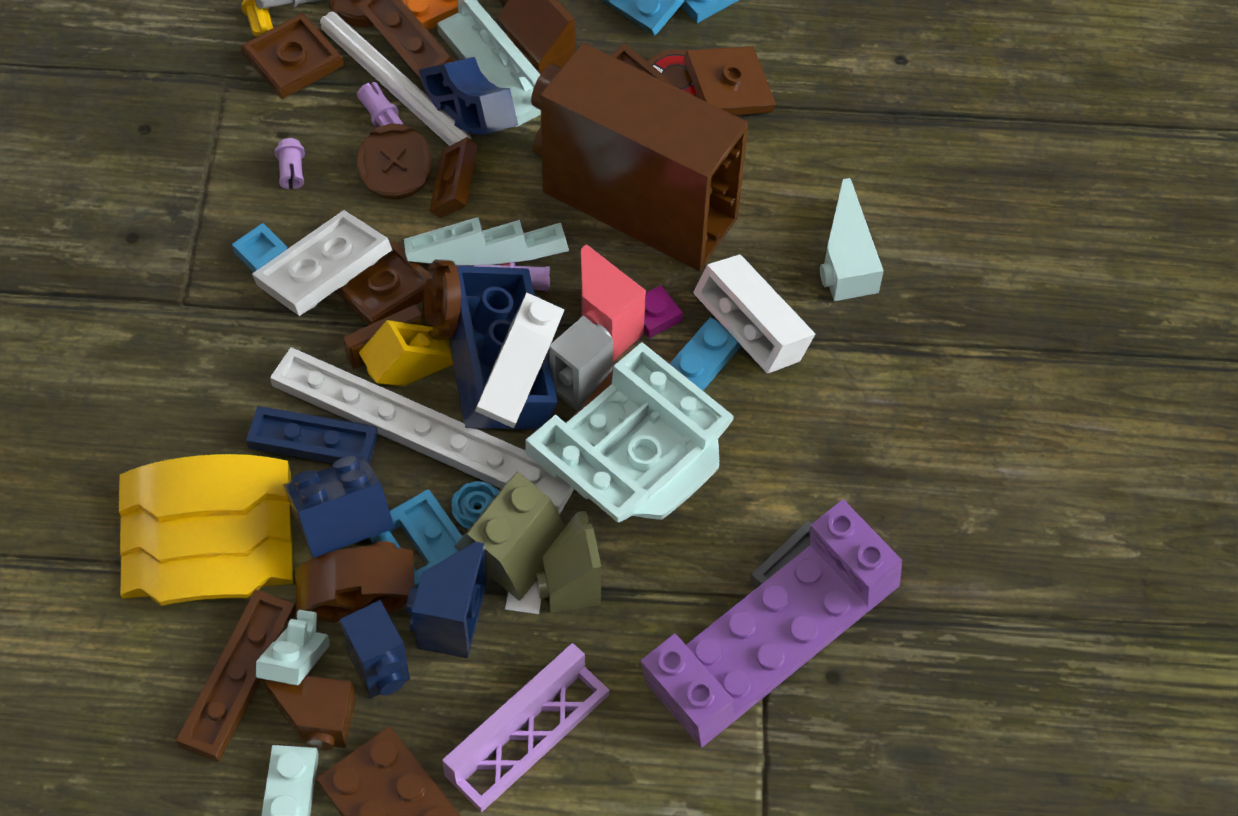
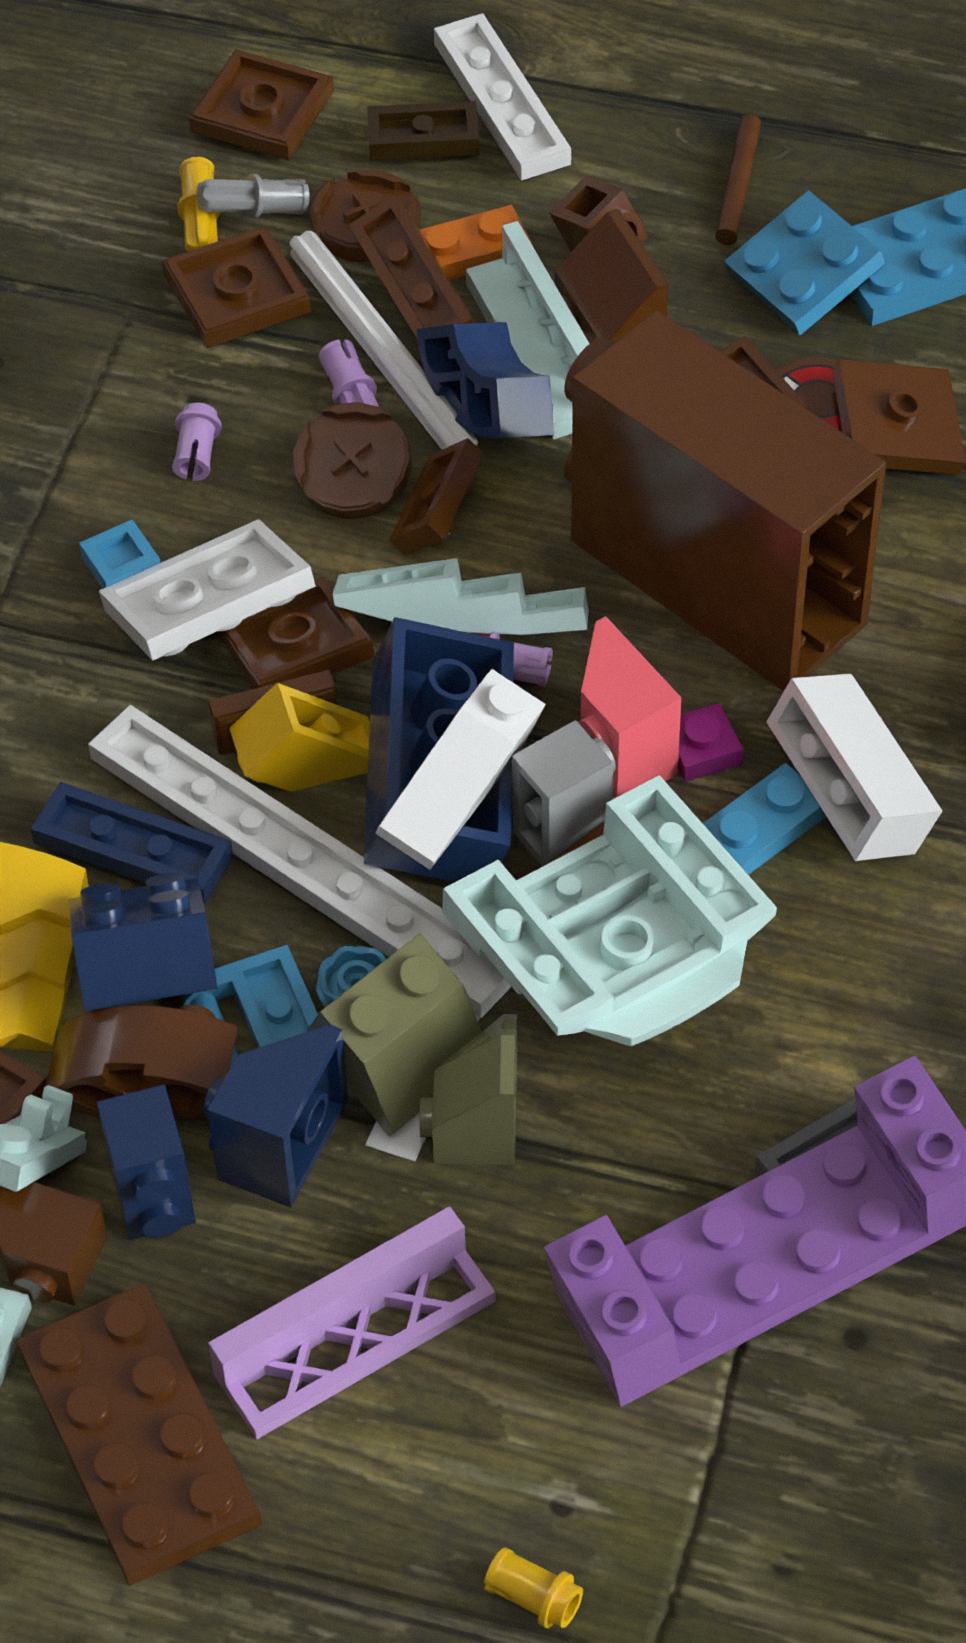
camera: 15 degrees right, 5 degrees down
(442, 299) = (369, 667): reddish brown tile -> none

